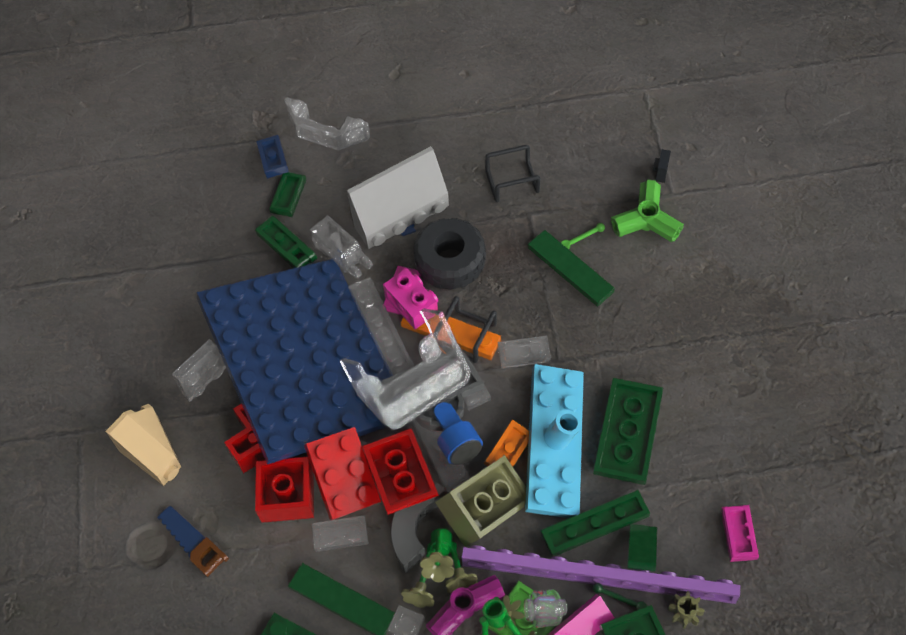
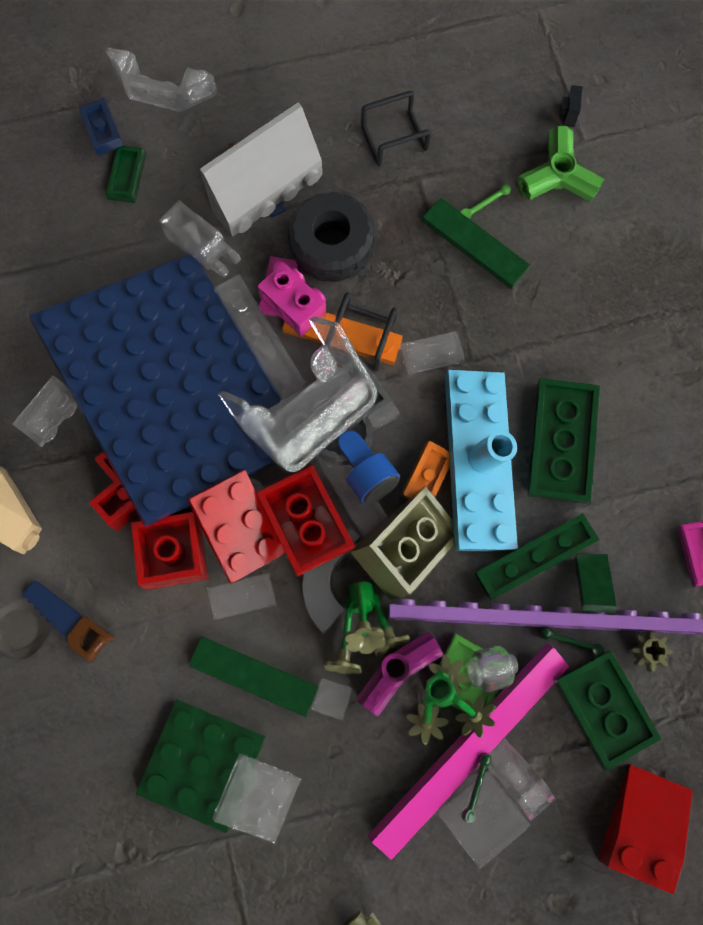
camera: 10 degrees left, 15 degrees up
(285, 243) = (130, 237): dark green plate -> none

